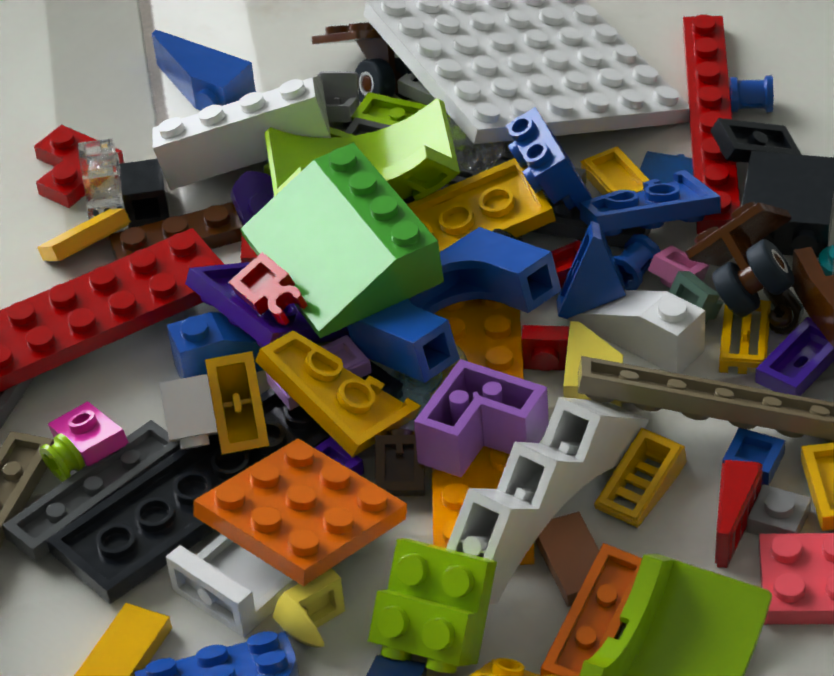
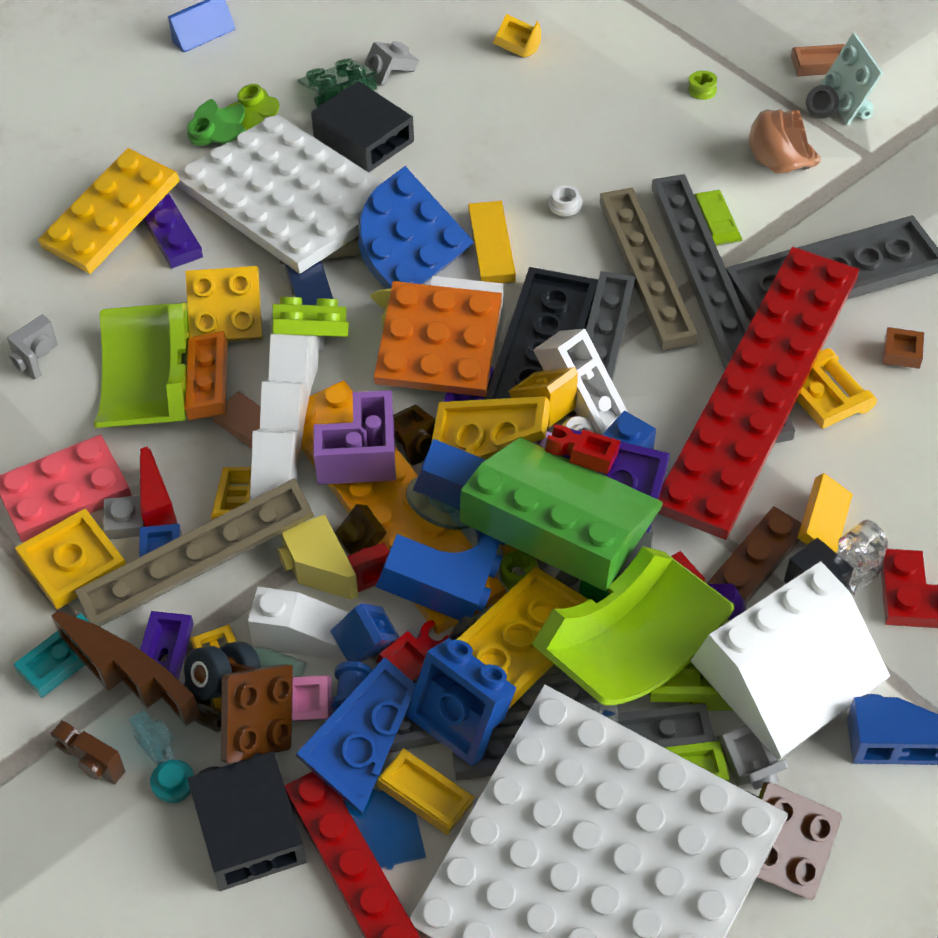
camera: 145 degrees right, 10 degrees up
(62, 457) = (637, 332): lime bush -> none
(90, 432) = (645, 356): dark pink plate -> none
(535, 371) = (360, 529): none -> dark brown plate
(739, 138) = (310, 878): black plate -> none

